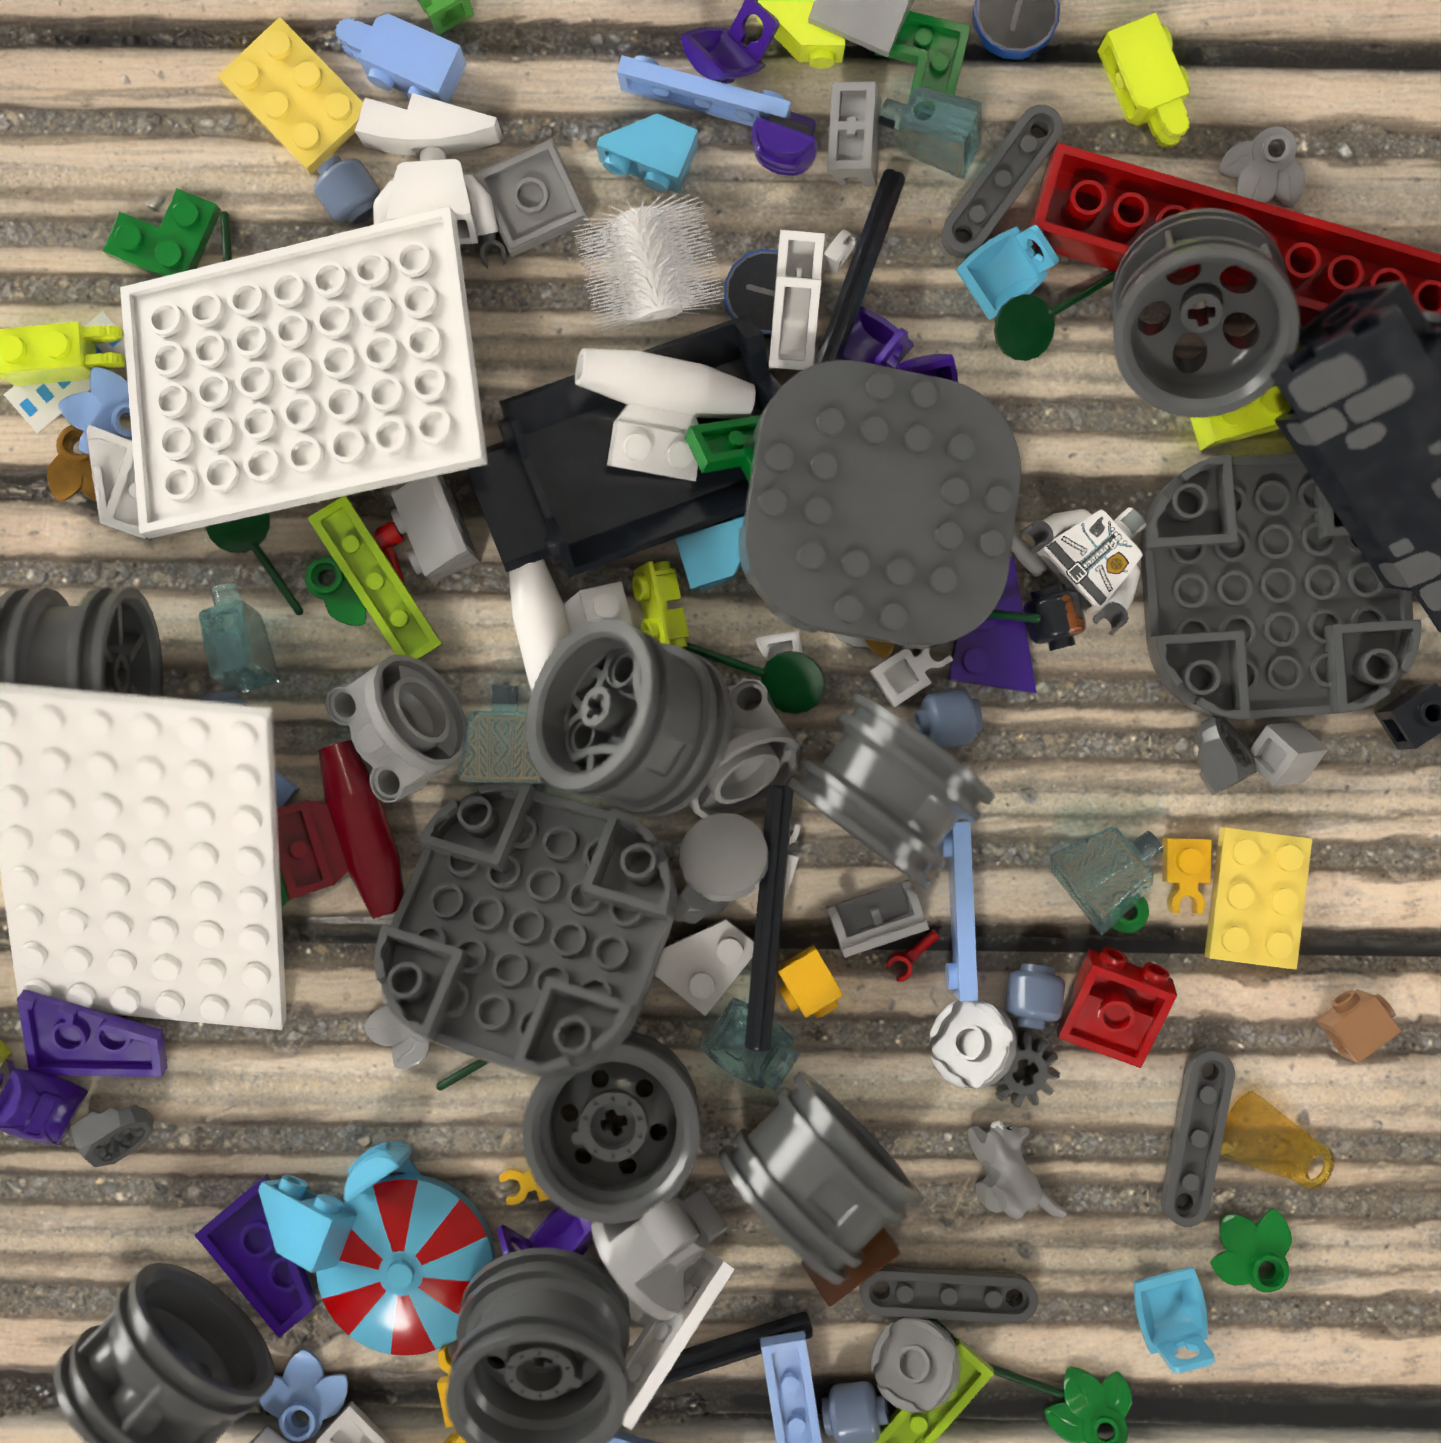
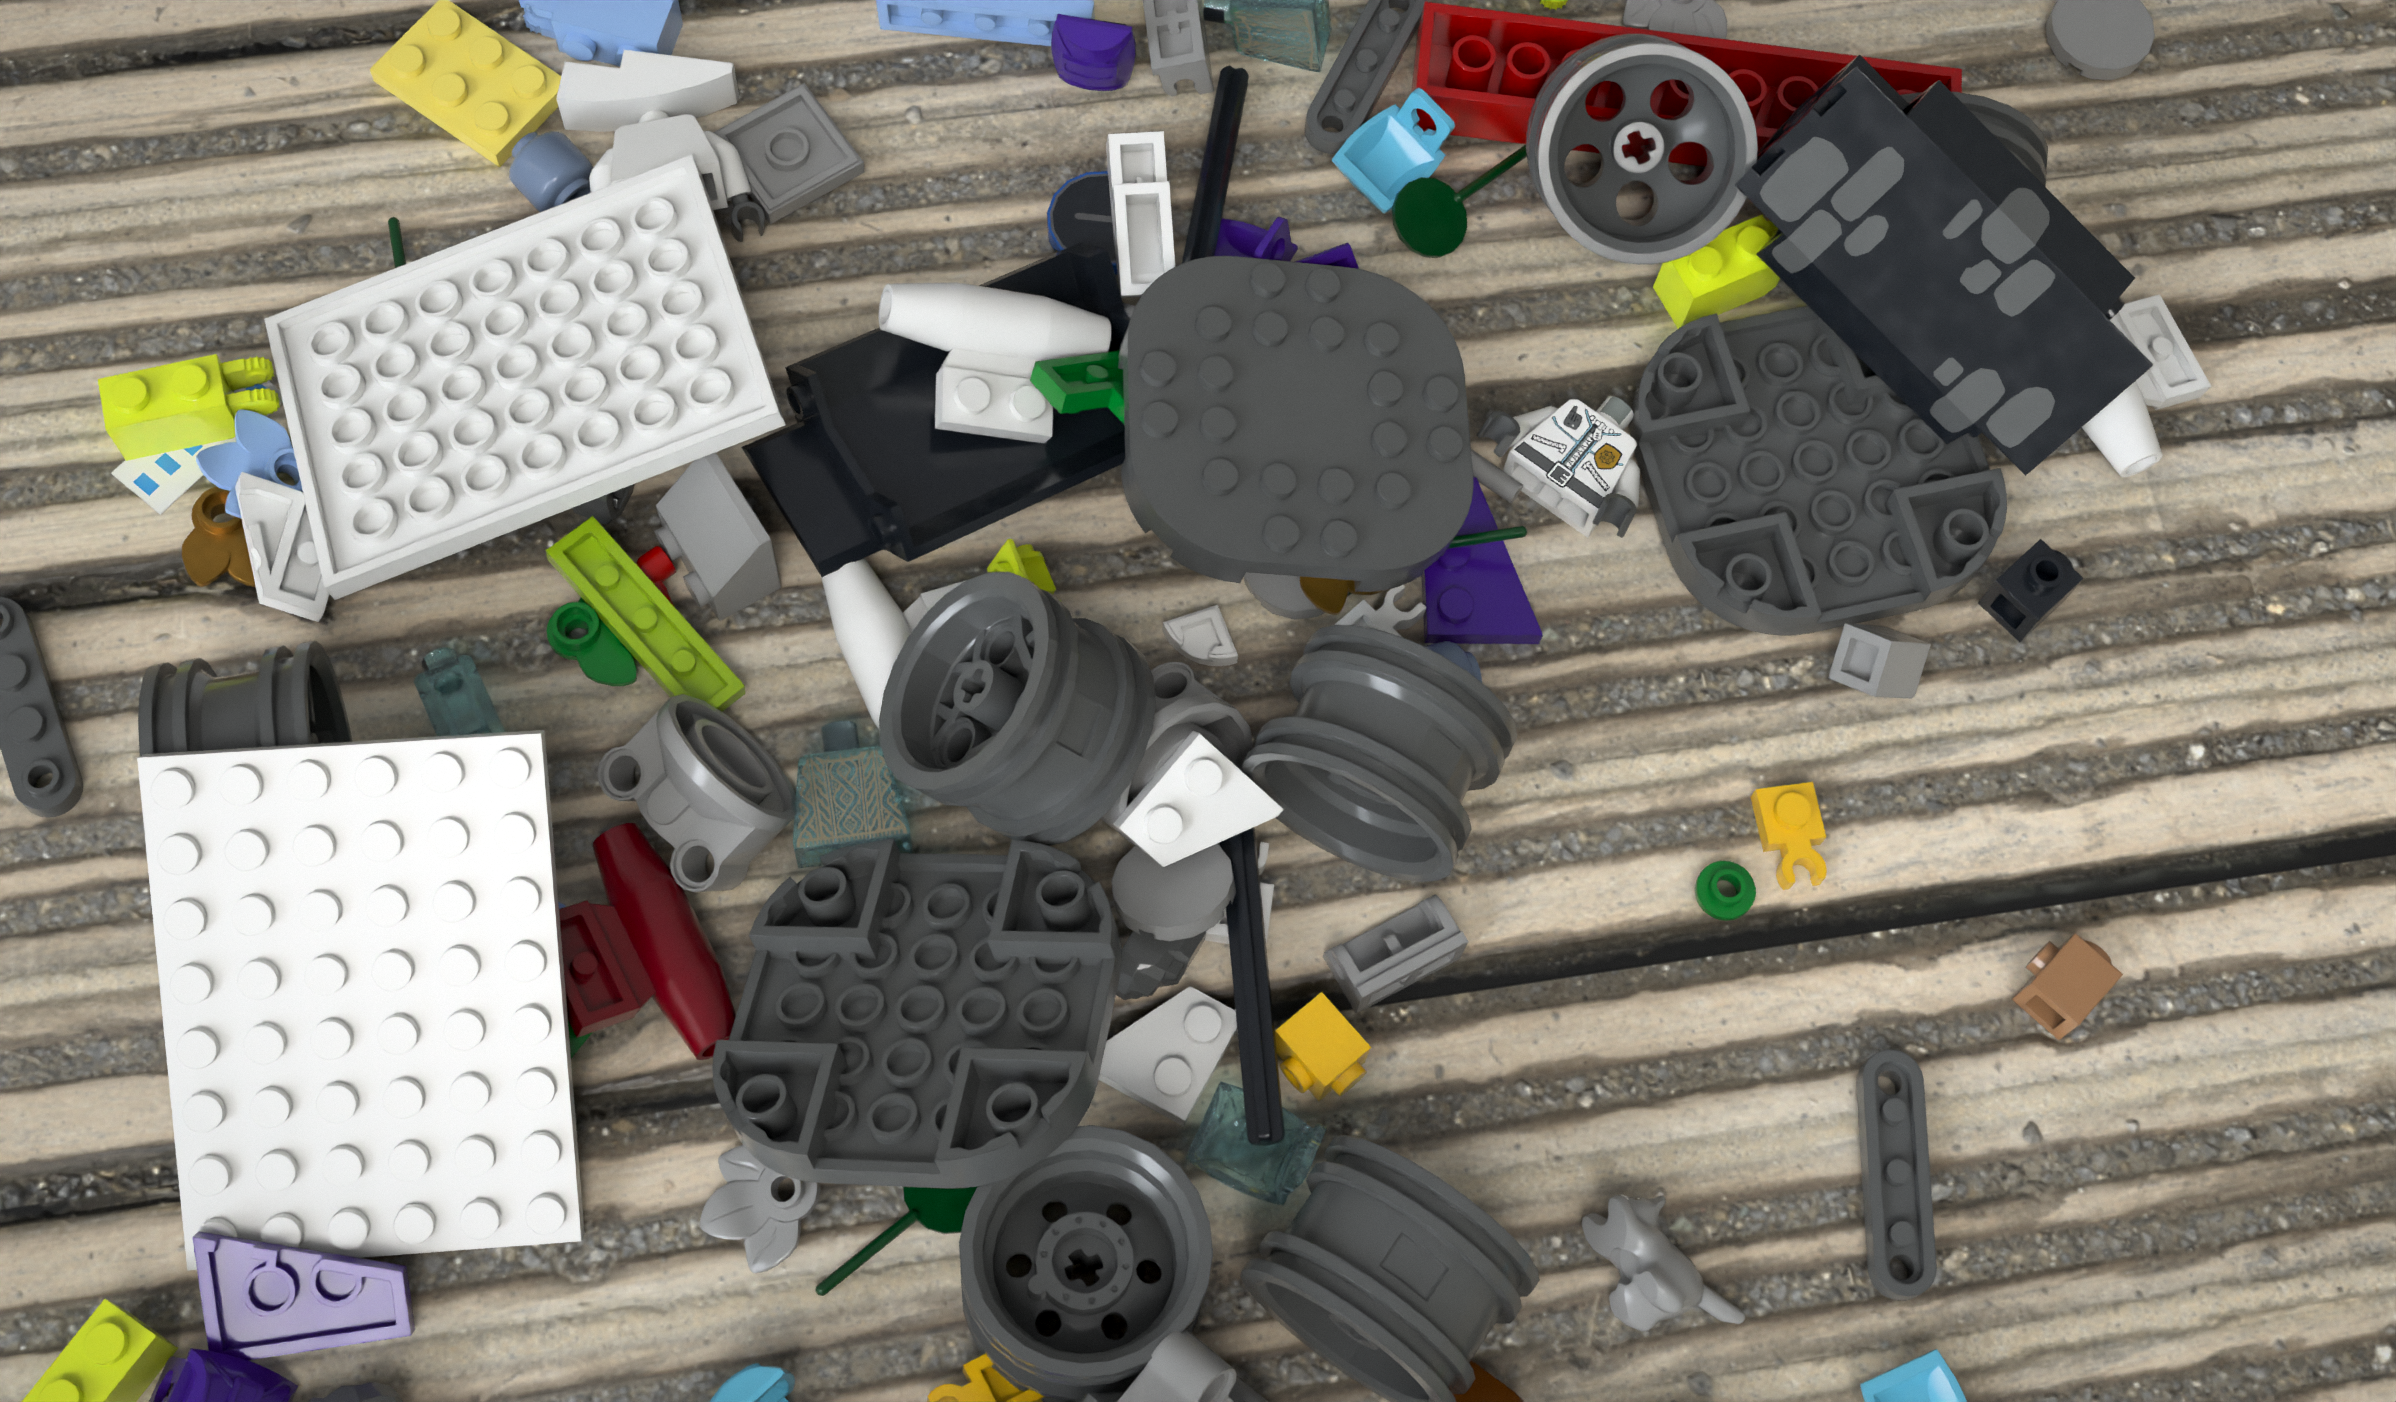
camera: 15 degrees left, 20 degrees down
(172, 246) = (333, 260): green plate -> none
(247, 535) = (454, 590): dark green piece -> none
(649, 263) = (951, 191): white piece -> none
(652, 150) = (929, 82): medium azure slope -> none
(711, 554) = (1086, 526): medium azure slope -> none
(747, 805) = (1194, 804): none -> white wing
(790, 677) = (1224, 663): dark green piece -> none
(838, 251) = (1182, 164): white tile -> none
(912, 955) = (1454, 993): red hand -> none
(962, 972) = (1526, 1001): light blue plate -> none
(973, 1043) = (1561, 1090): tile -> none
(1034, 996) = (1630, 1017): sand blue head -> none
(1036, 1071) = (1637, 1142): dark grey gear -> none
(1060, 616) = (1552, 538): black head -> none
(1106, 873) = (1685, 838): clear light blue torso -> none
(1117, 1006) = (1743, 1013): red plate -> none
(1222, 755) = (1799, 675): dark grey rock -> none
(1249, 1246) = (2006, 1318): green plate -> none
(1258, 898) = (1893, 850): light yellow plate -> none
(1272, 1142) = (1996, 1168): clear yellow piece -> none

